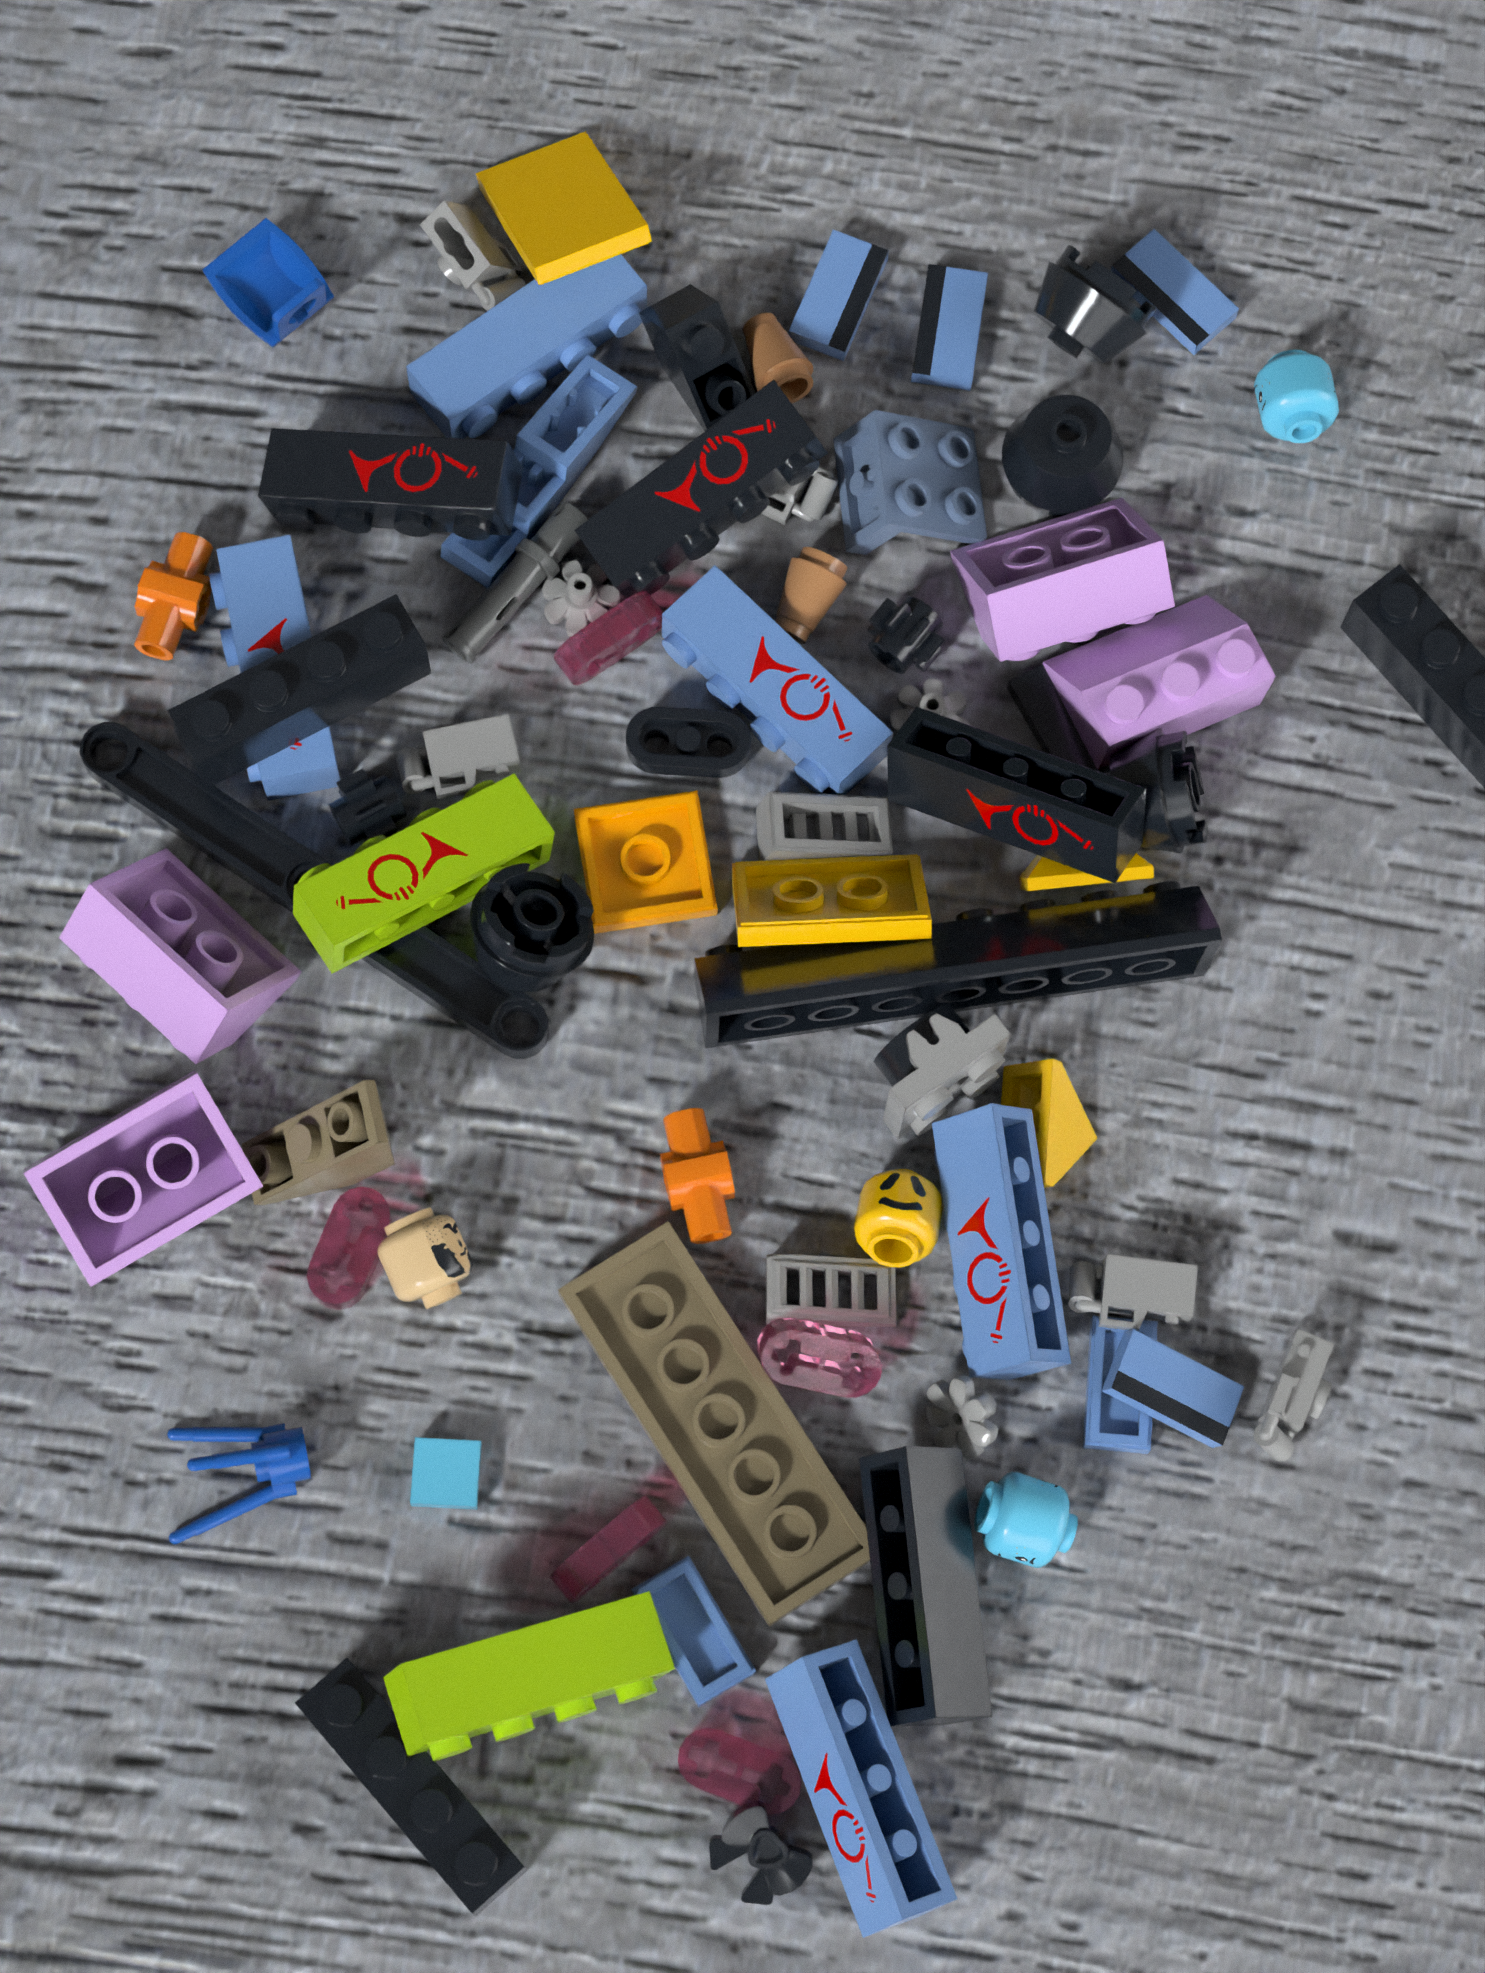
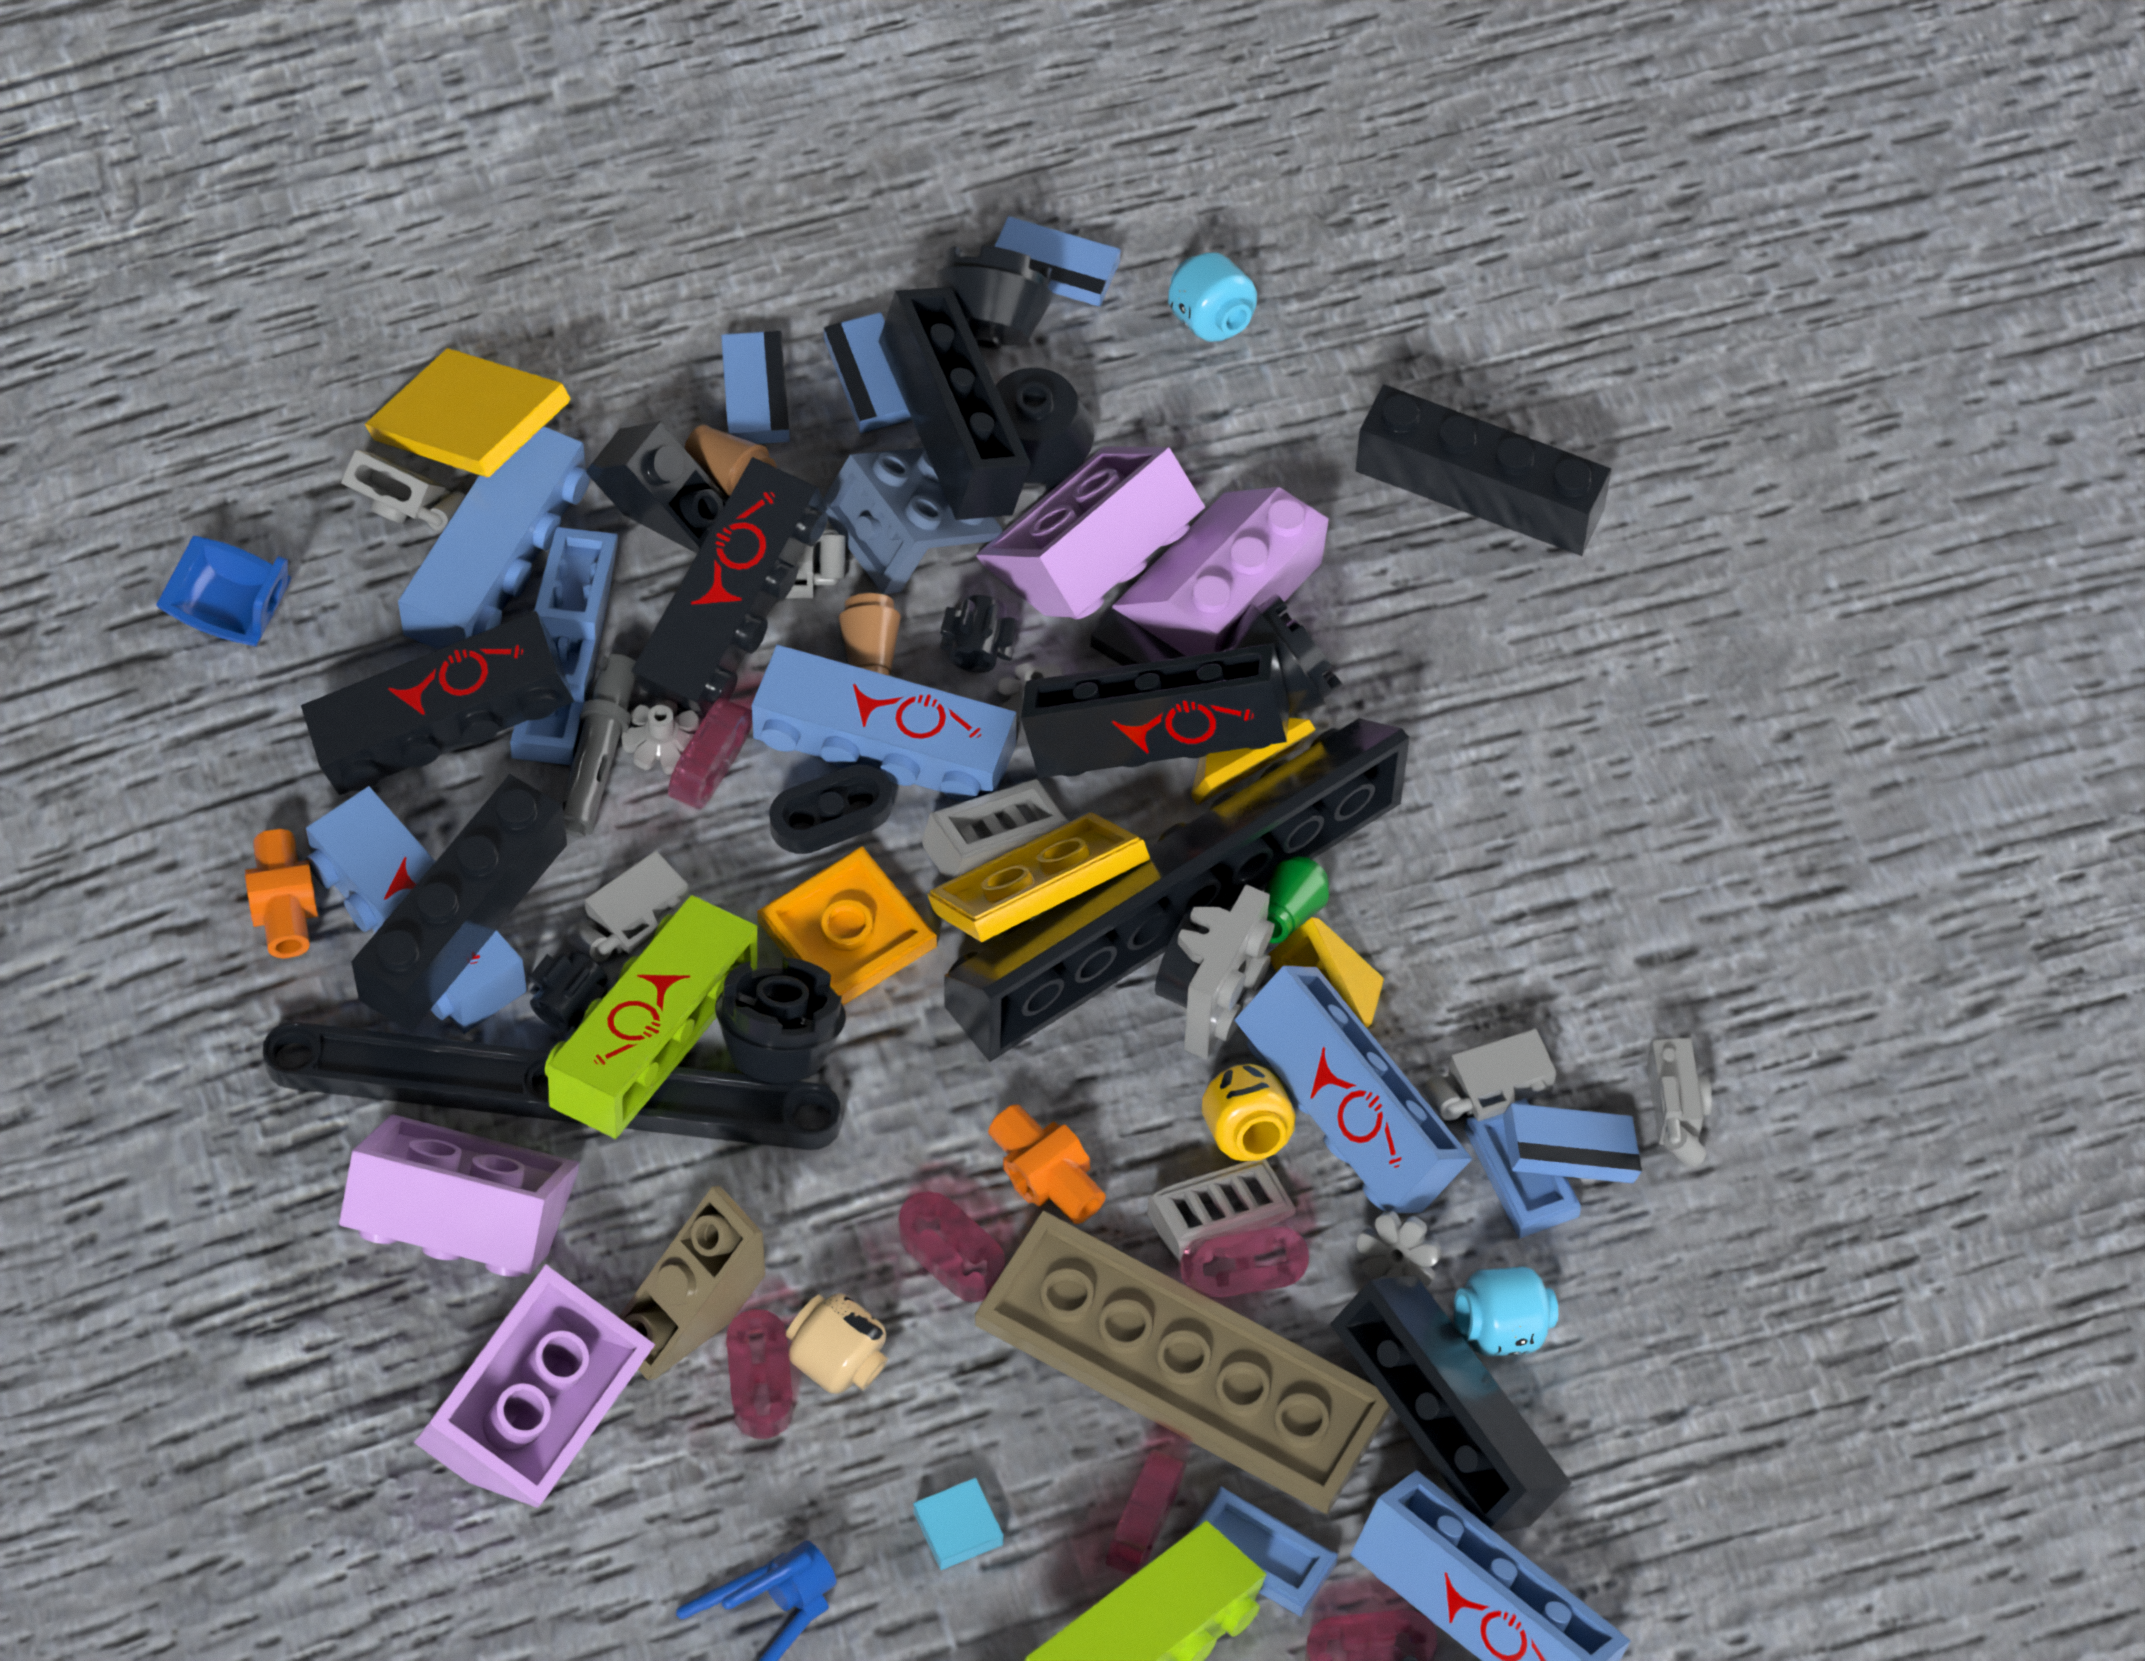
camera: 25 degrees left, 15 degrees down
(561, 1215) = (942, 1256): none -> clear pink beam
(994, 402) = (954, 403): none -> black brick
(1048, 1028) = (1296, 894): none -> green cone

